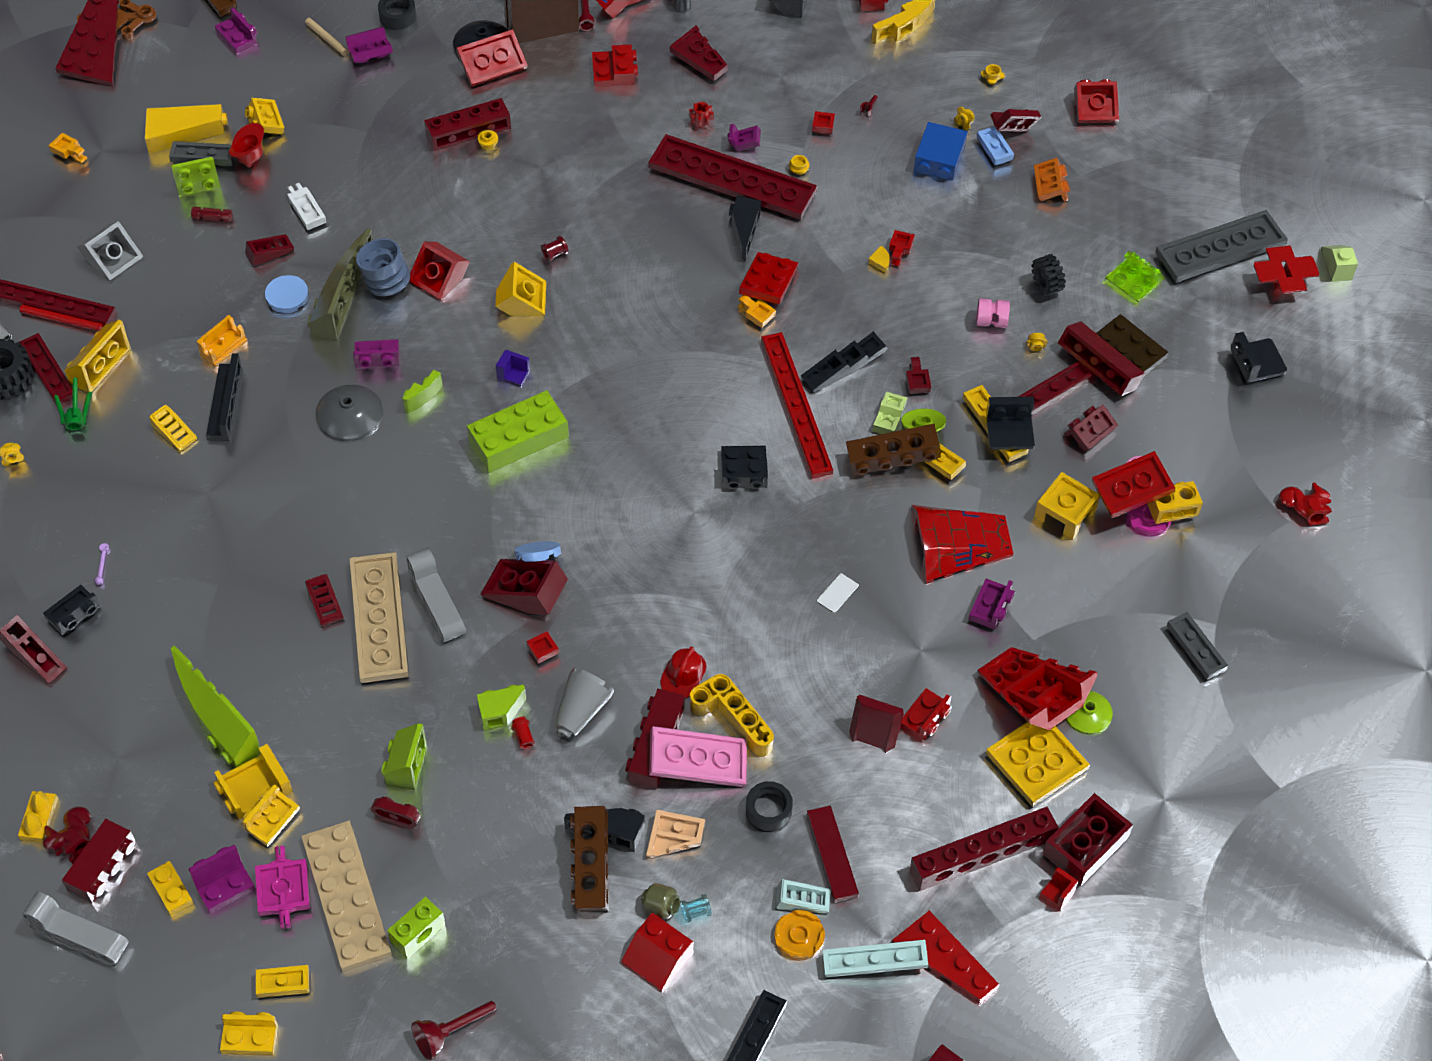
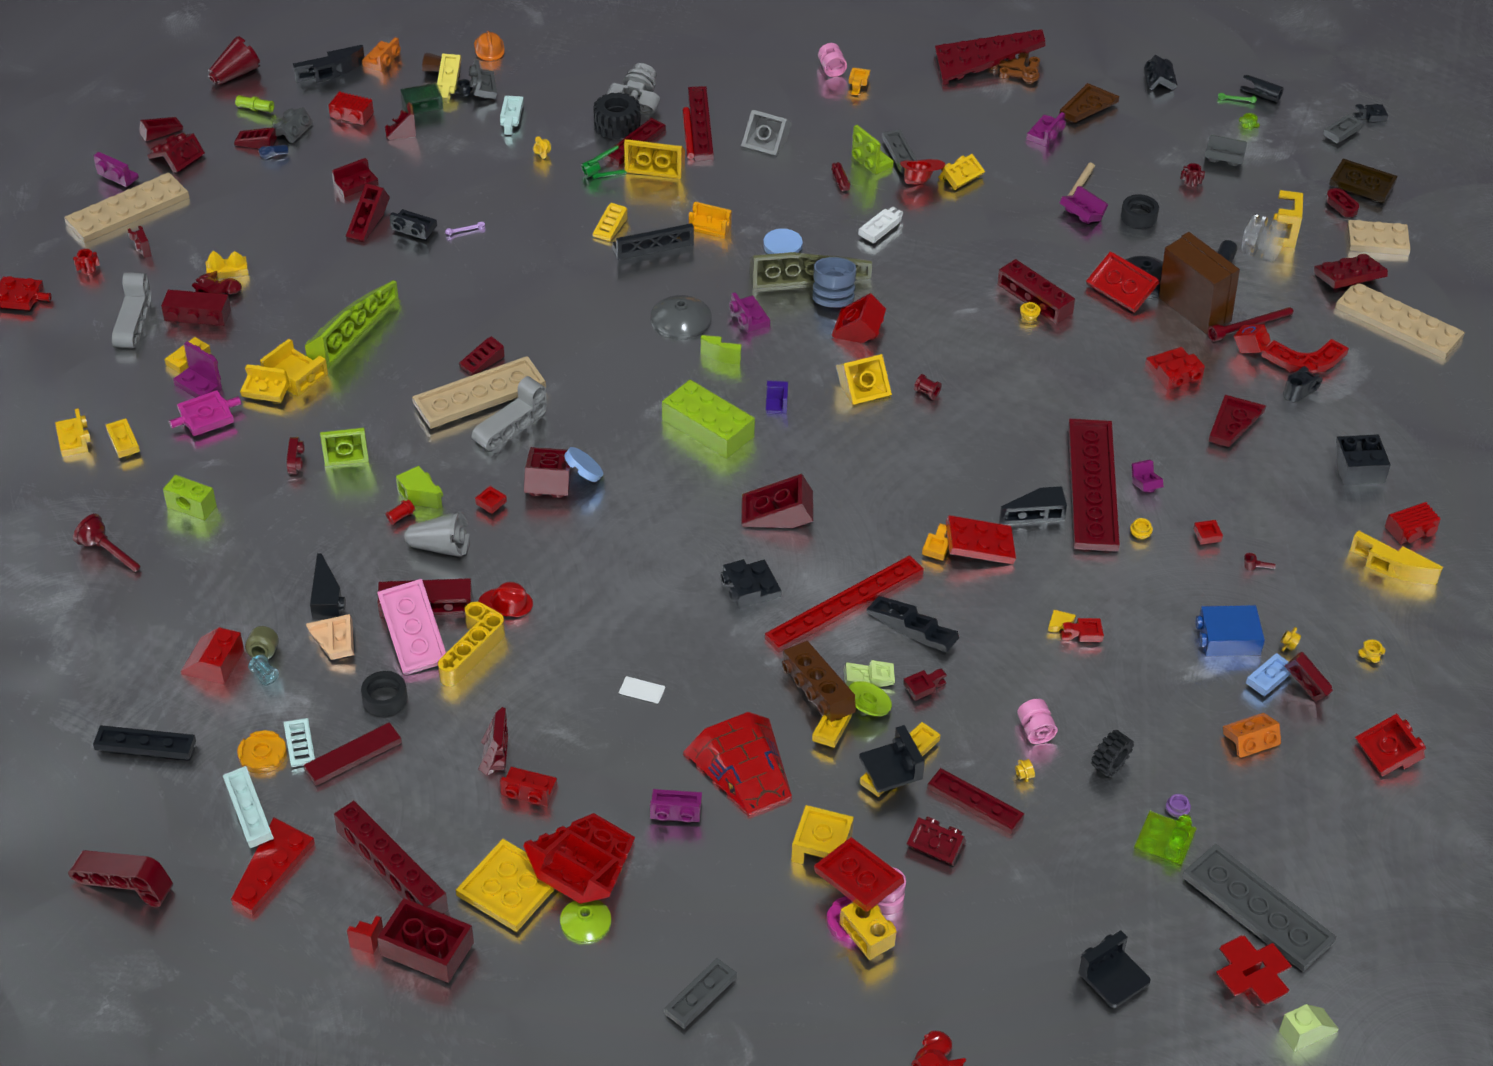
camera: 70 degrees right, 10 degrees down
(29, 157) = (832, 60): none -> bright pink wheel
(182, 125) = (920, 129): yellow slope -> none
(261, 250) = (818, 211): dark red slope -> none
(346, 896) = (214, 450): tan plate -> none
(598, 897) = (281, 580): reddish brown brick -> none
(658, 413) = (779, 504): none -> dark red slope
(701, 114) = (1155, 440): red gear -> none
(1101, 358) = (1029, 825): dark red brick -> none
(1107, 256) = (1178, 805): none -> medium lavender plate
(1133, 343) = (1067, 854): dark brown plate -> none

